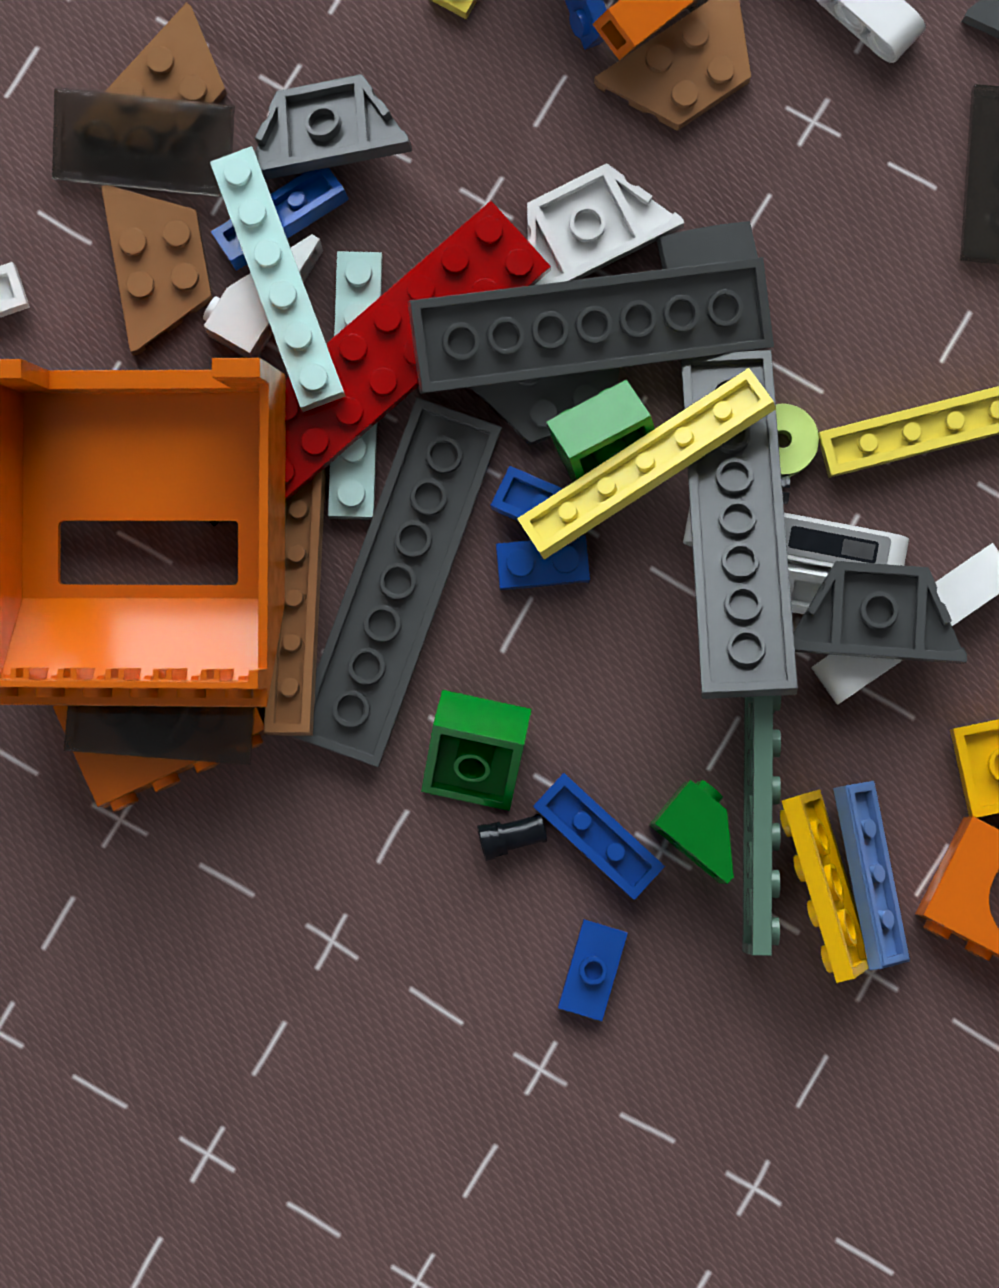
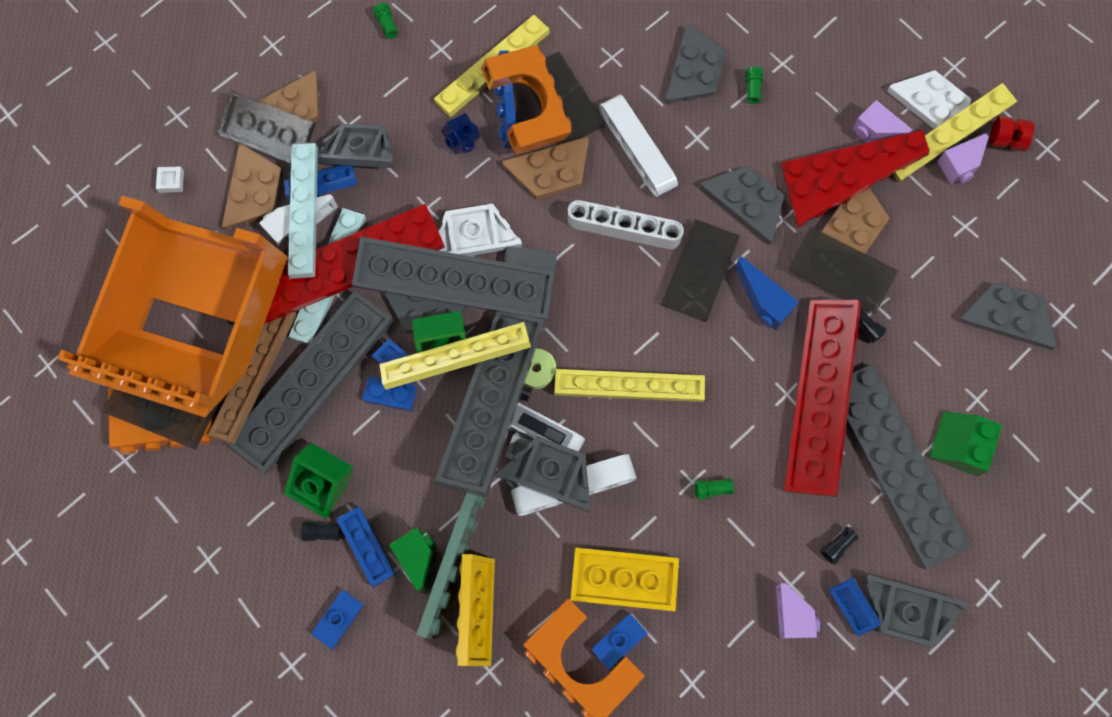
camera: 20 degrees right, 10 degrees down
(506, 49) = (460, 134): none -> clear blue brick
(871, 119) = (616, 216): none -> white beam
(871, 875) = (504, 615): medium blue tile -> none

